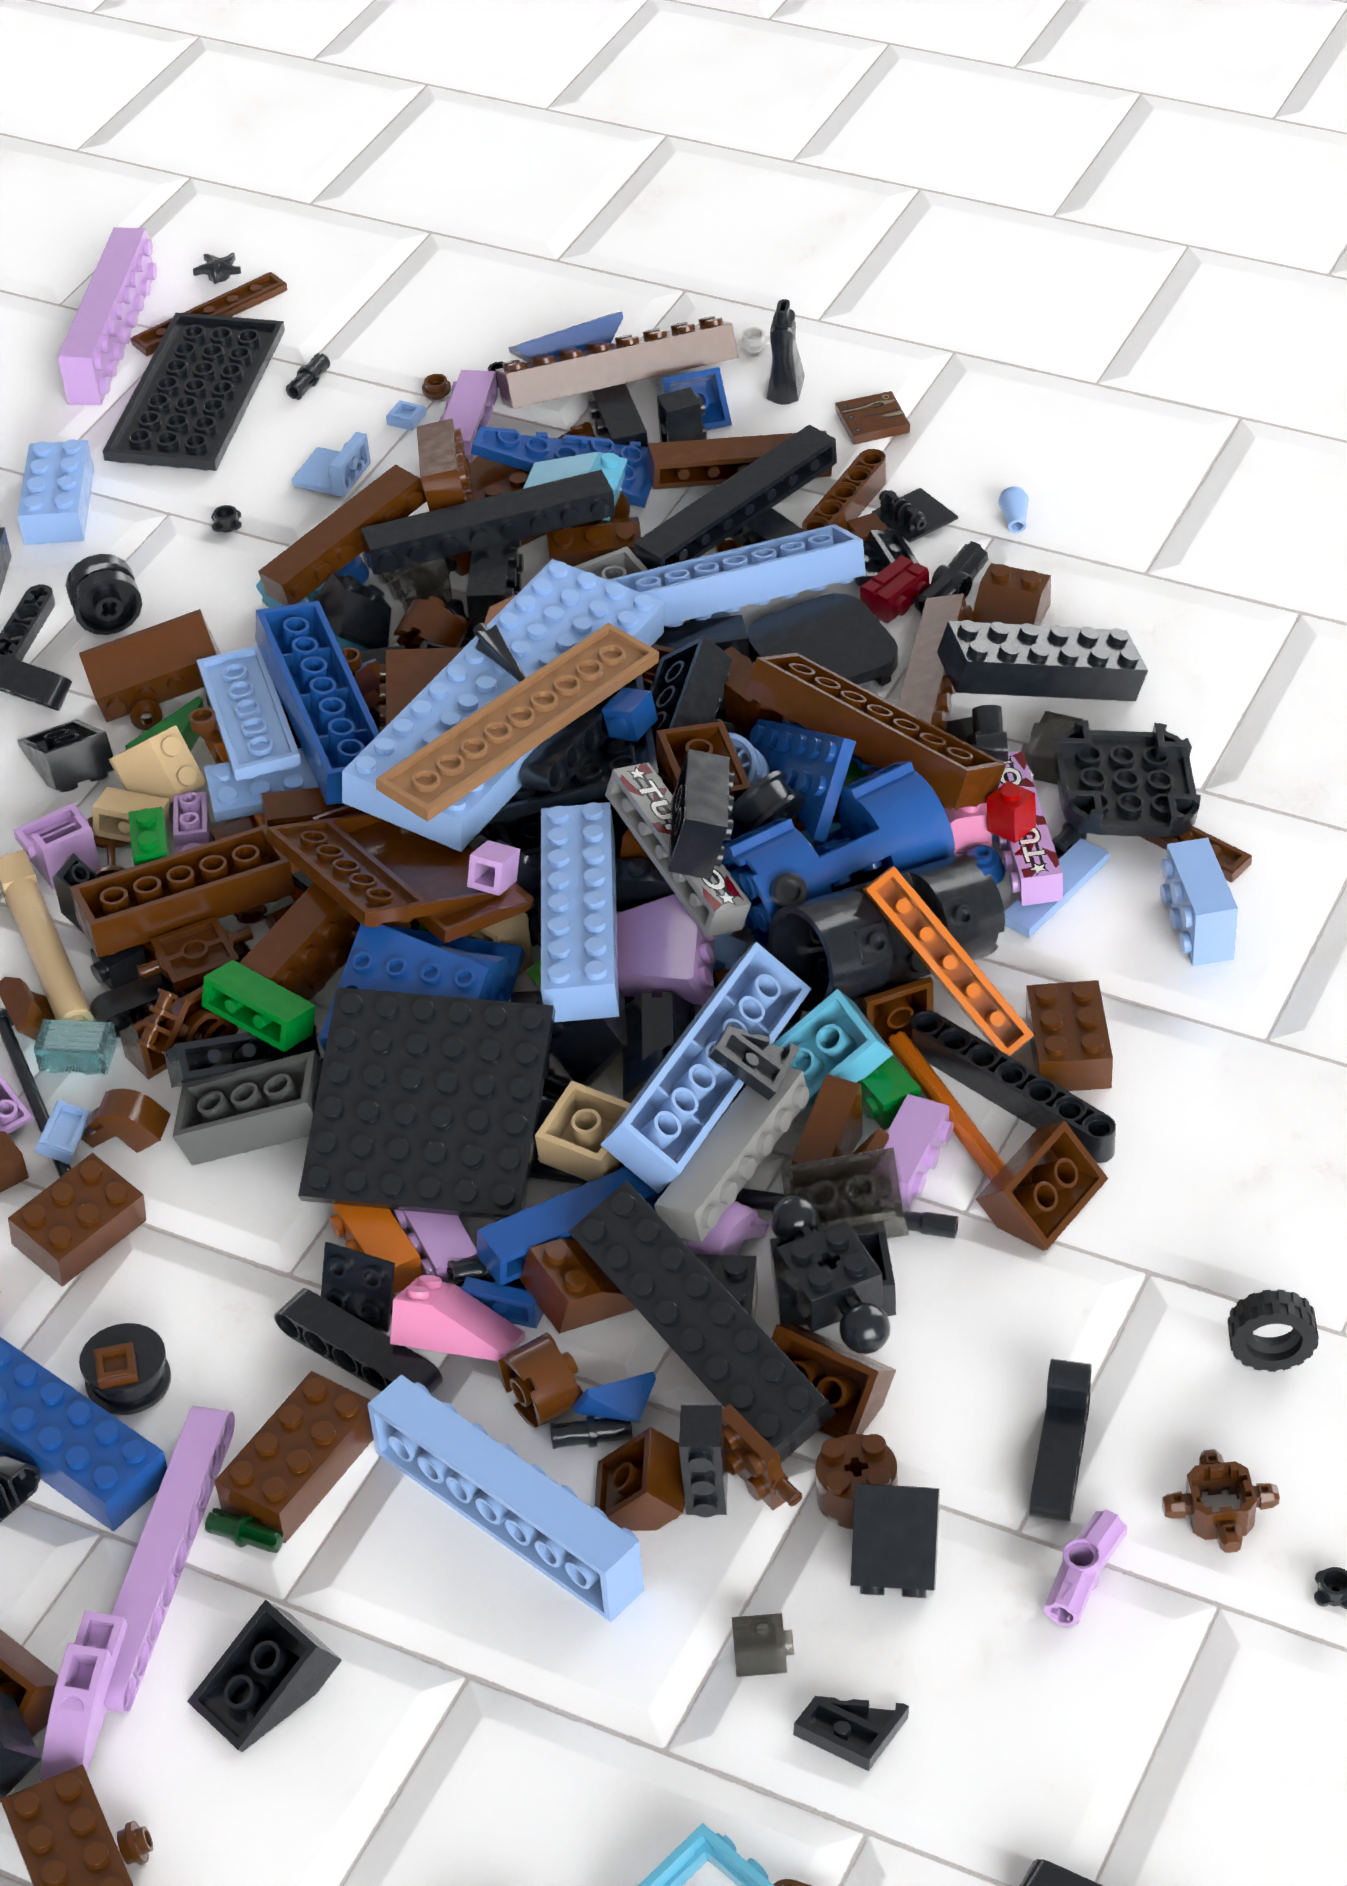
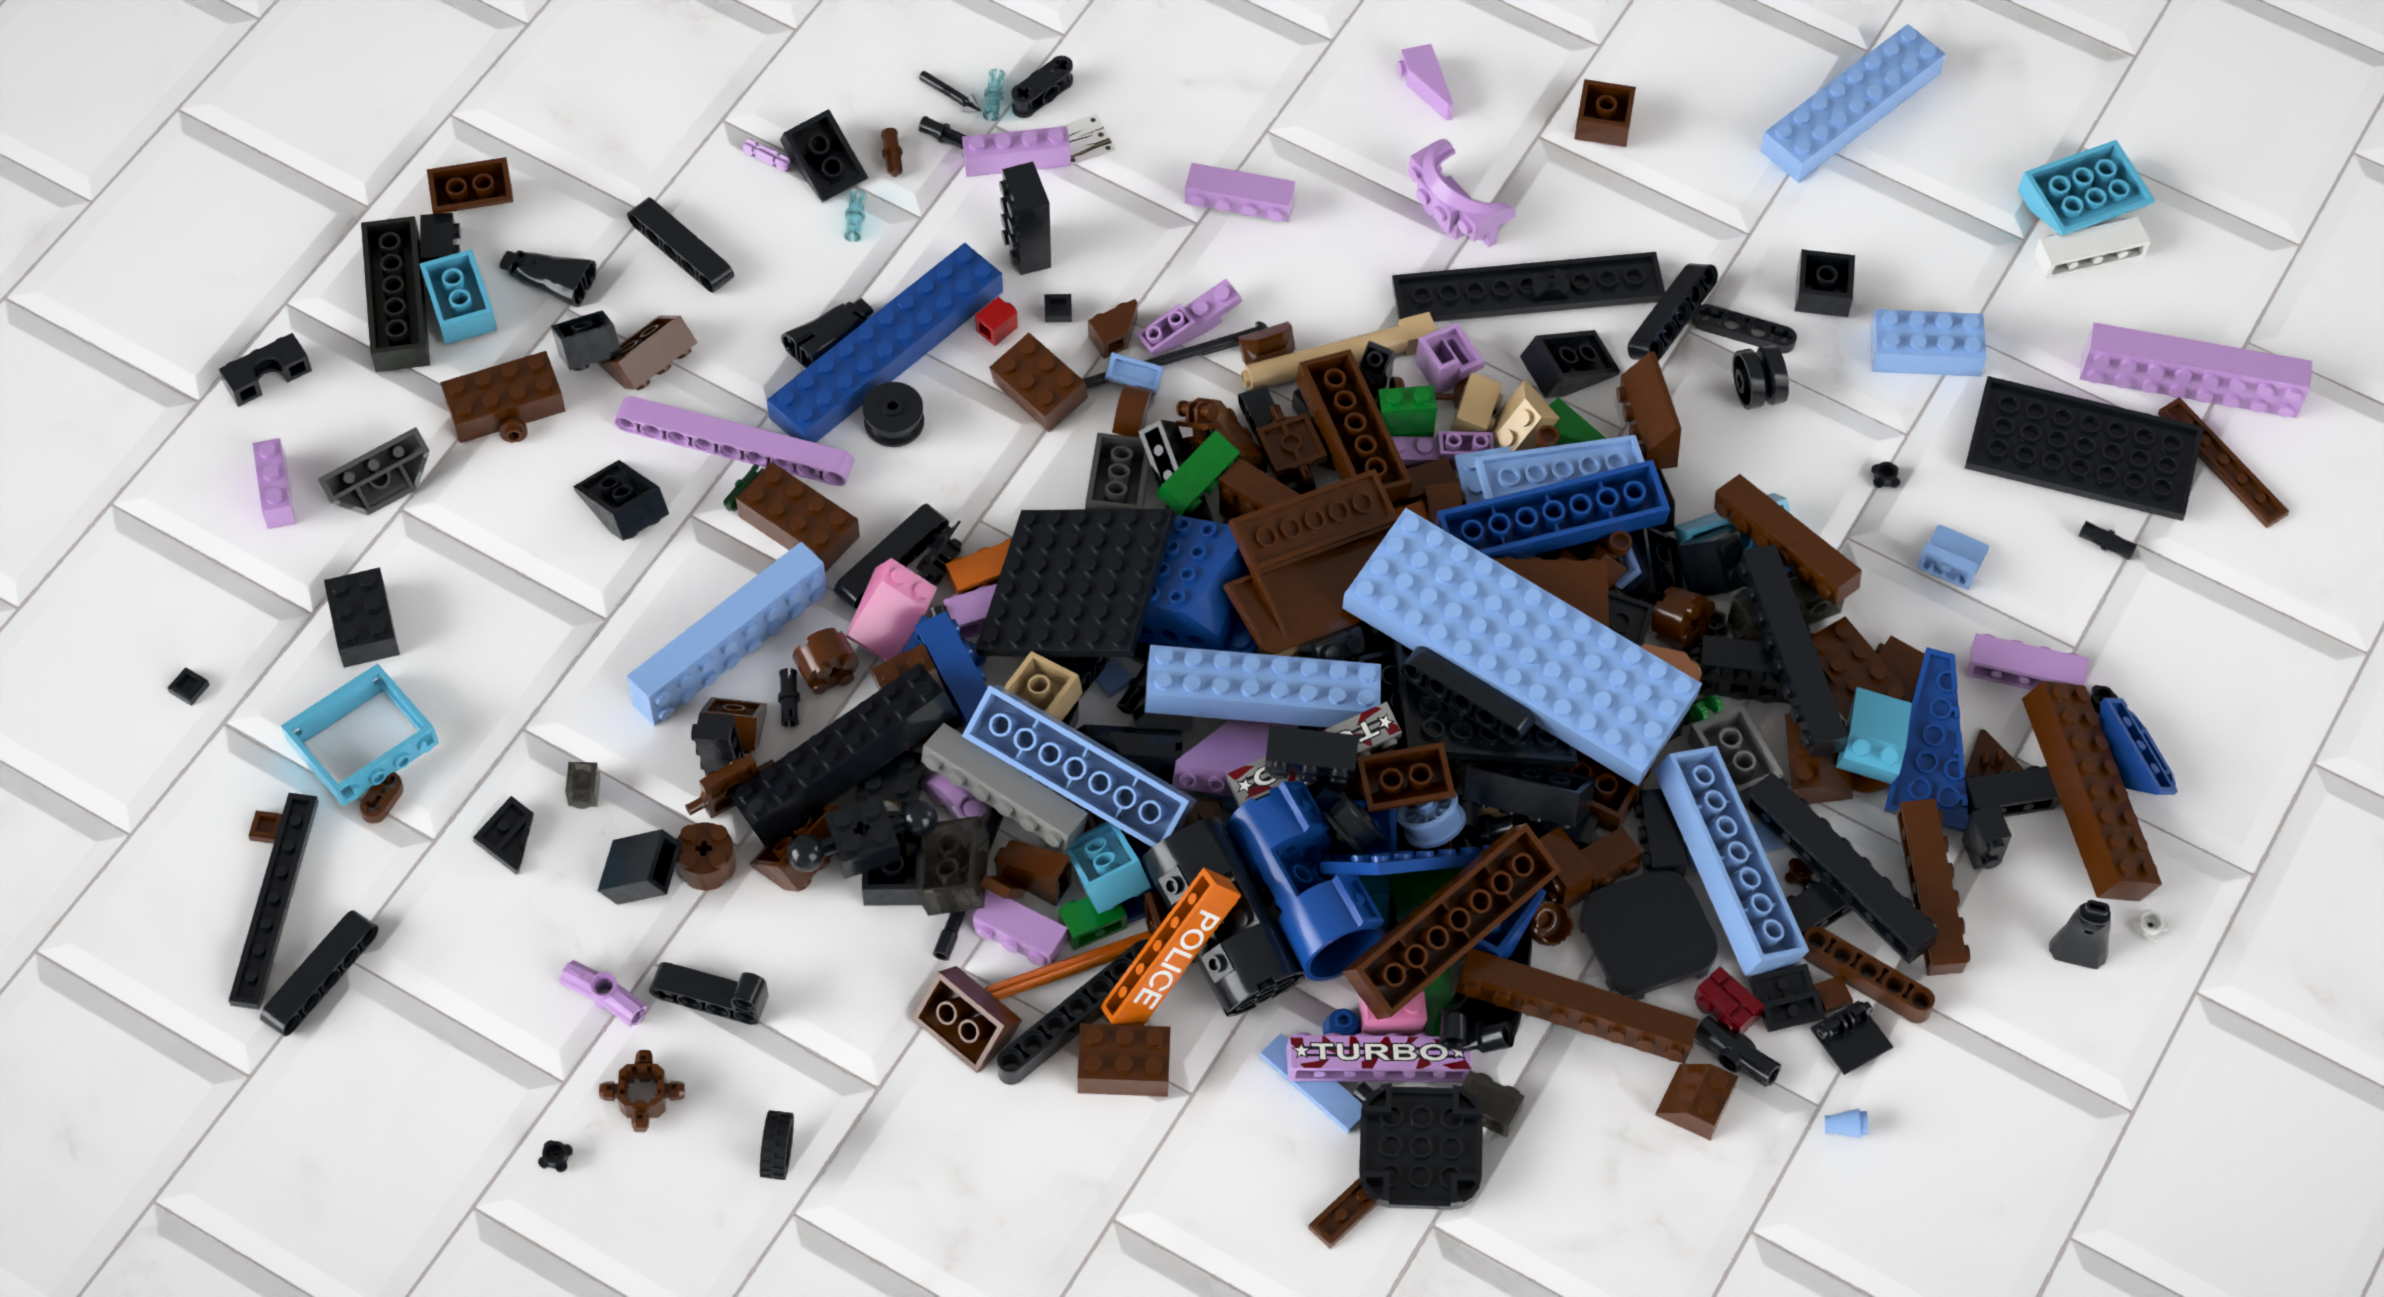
camera: 90 degrees right, 15 degrees up
(75, 1046) = (1222, 376): clear light blue brick -> none
(80, 1693) = (615, 389): lavender slope -> none
(116, 1365) = (879, 400): reddish brown tile -> none
(142, 707) = (1613, 417): reddish brown plate -> none
(218, 268) = (2296, 465): black animal -> none
(406, 415) = (2043, 620): light blue tile -> none
(436, 386) = (2087, 640): reddish brown plate -> none
(443, 465) = (1872, 619): reddish brown brick -> none
(493, 646) = (1556, 622): black piece -> none
(493, 867) = (1300, 621): lavender brick -> none
(516, 722) = (1456, 637): medium nougat plate -> none
(618, 1399) = (802, 710): blue slope -> none
(630, 714) = (1487, 733): blue brick -> none
(709, 387) = (2039, 860): blue slope -> none
(753, 1059) = (1068, 794): black wing -> none
(787, 890) = (1240, 826): black tile -> none
(872, 417) = (2014, 1019): reddish brown tile -> none
(1011, 812) = (1362, 1031): red brick -> none
(1041, 661) = (1579, 1095): black brick -> none
(1199, 902) = (1257, 1178): light blue brick -> none

